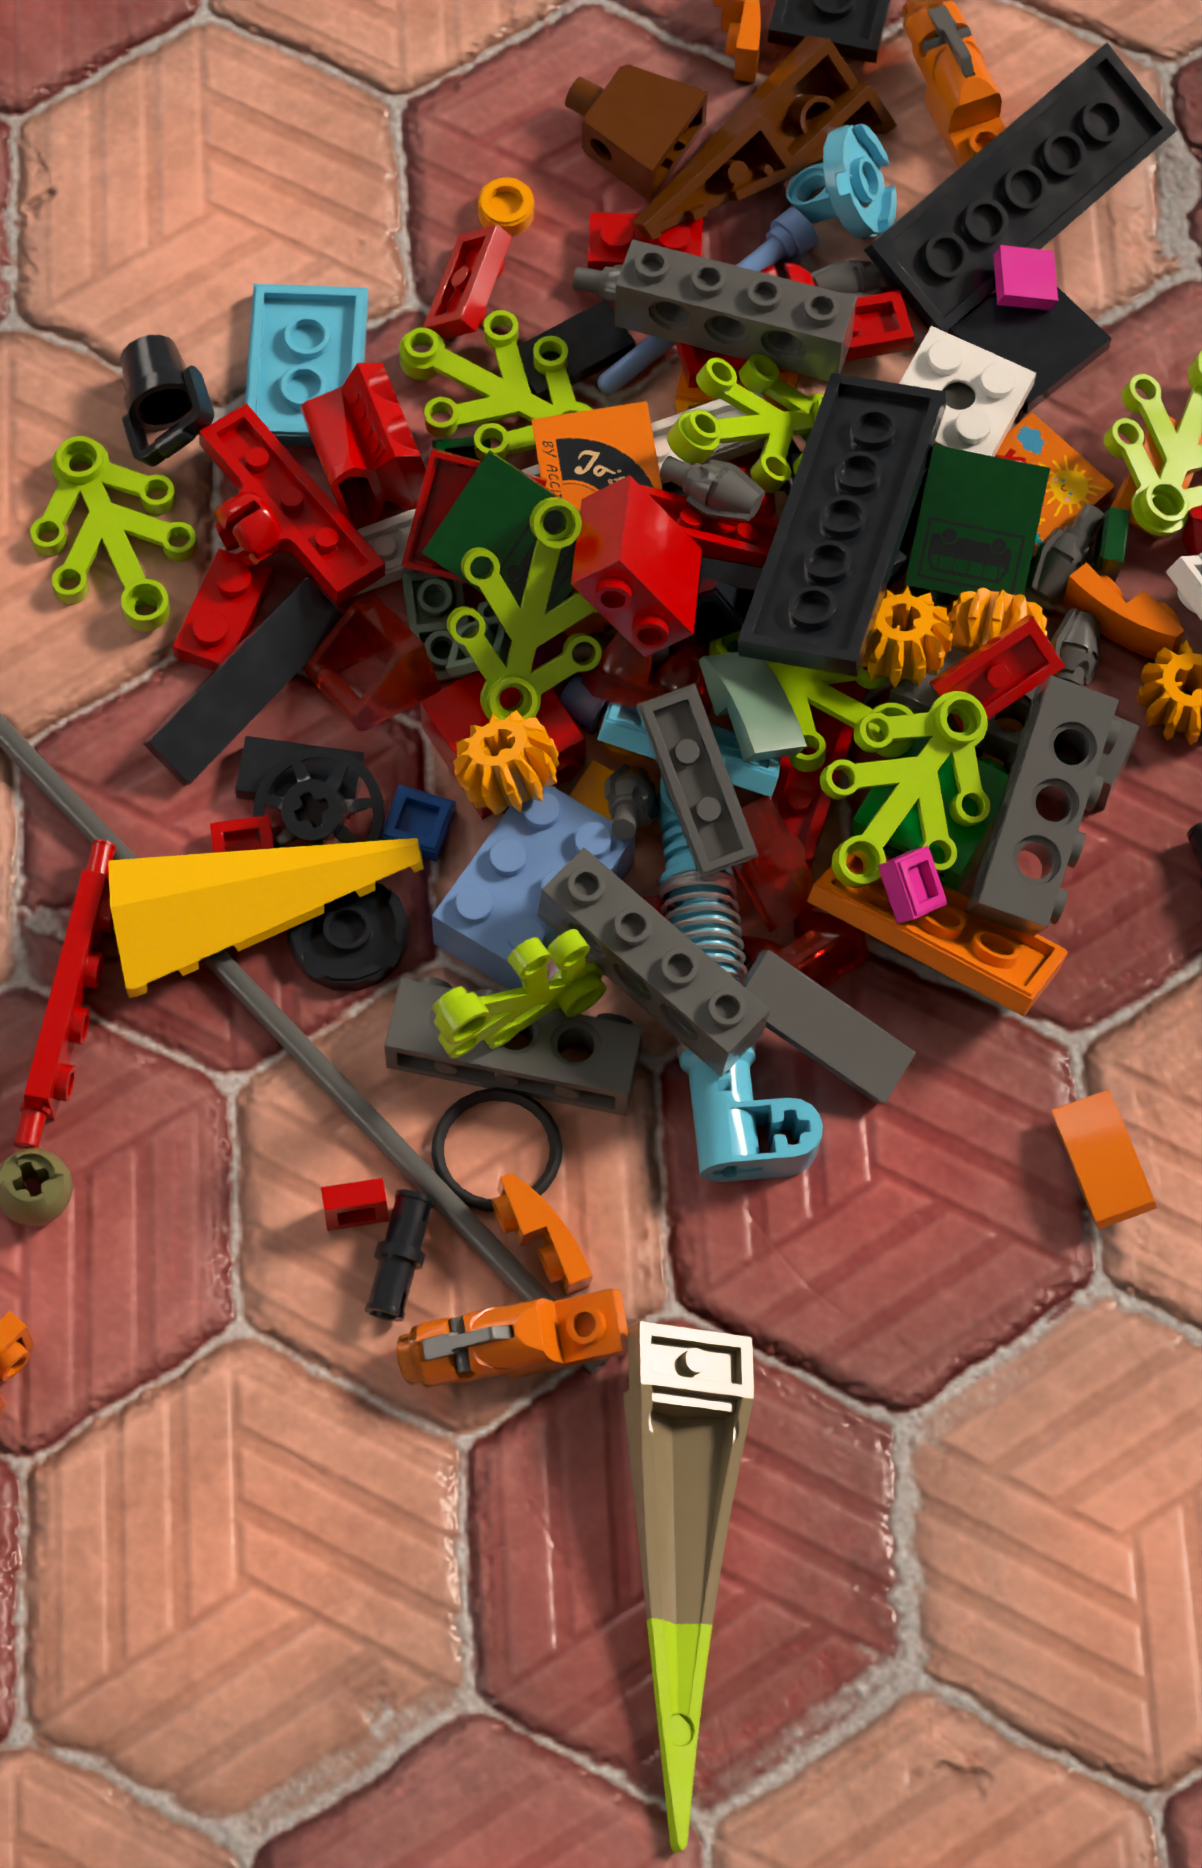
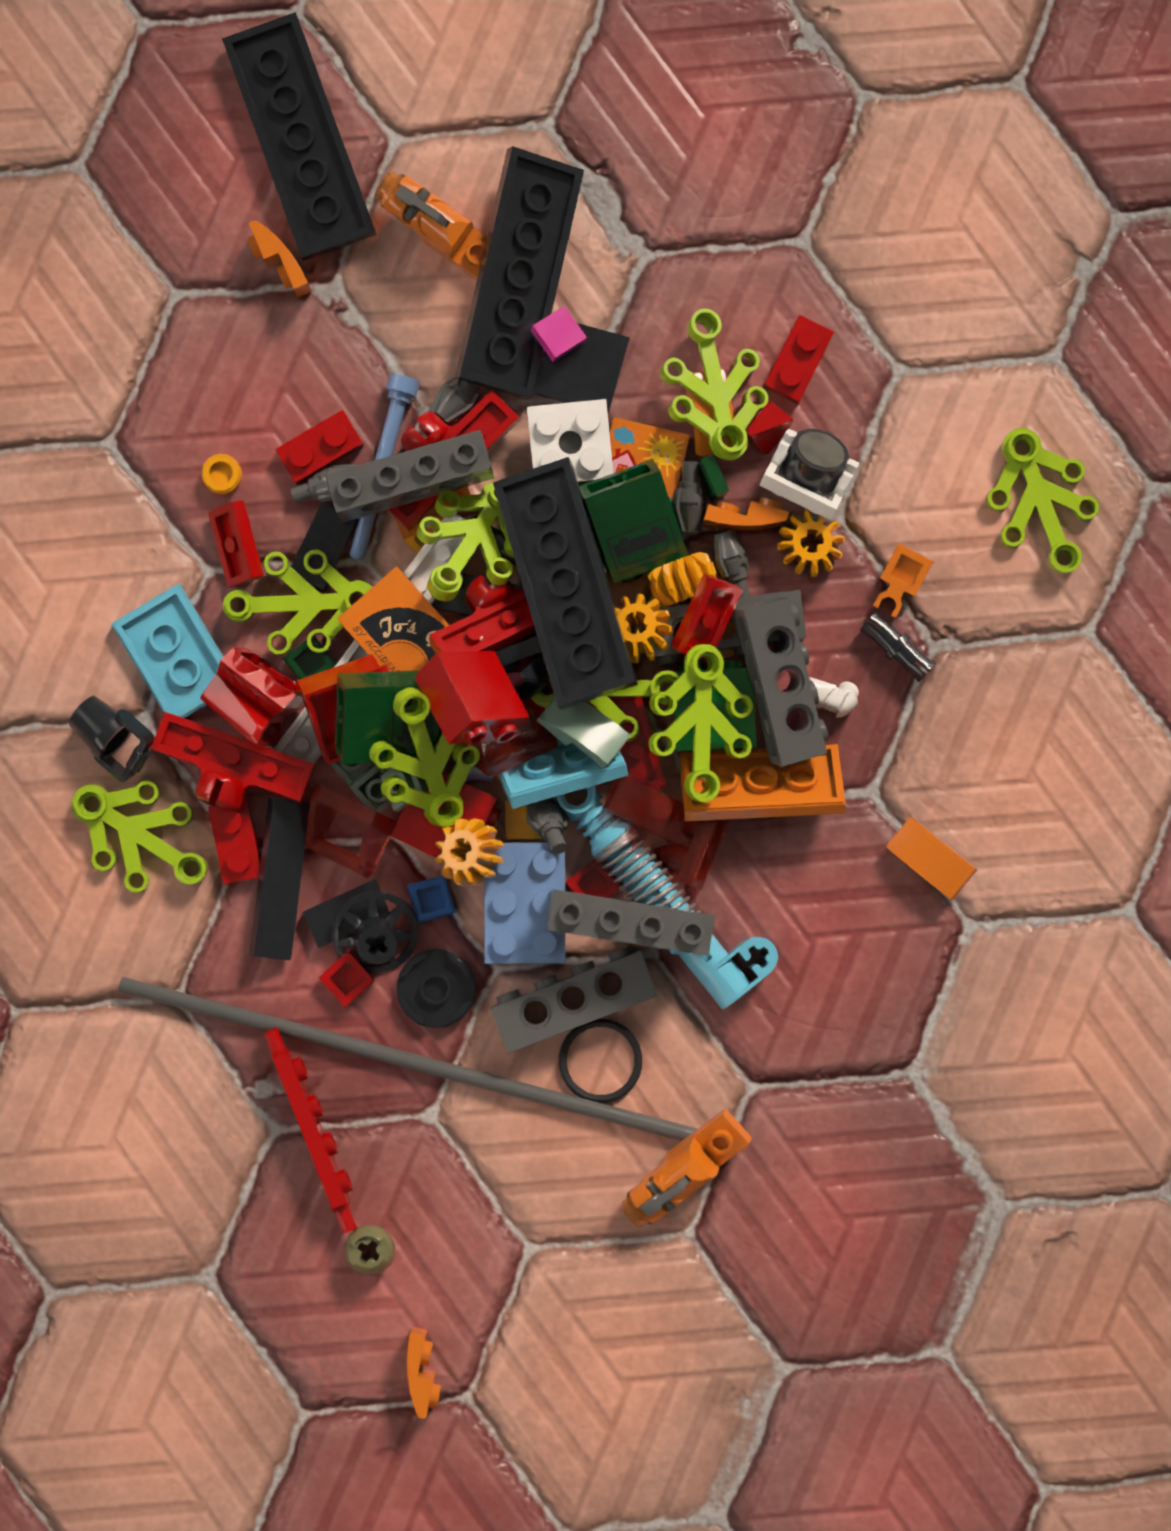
camera: 30 degrees left, 20 degrees up
(194, 905) = (348, 1038): yellow wedge -> none
(355, 1204) = (548, 1147): red tile -> none
(399, 1255) = (590, 1158): black pin -> none
(498, 1017) = (558, 1038): lime plant -> none
(531, 1219) = (651, 1096): orange slope -> none
(638, 124) = (265, 372): reddish brown torso -> none
(686, 1446) = (813, 1171): dark tan plate -> none
(697, 781) = (584, 798): dark grey tile -> none
(715, 489) = (478, 607): dark grey piece -> none
(770, 135) = (354, 310): reddish brown wedge -> none
(828, 1028) = (736, 884): dark grey tile -> none
(851, 182) = (421, 335): medium azure tile -> none
(912, 884) = (739, 778): dark pink tile -> none
(1096, 888) = (835, 699): none -> white arm

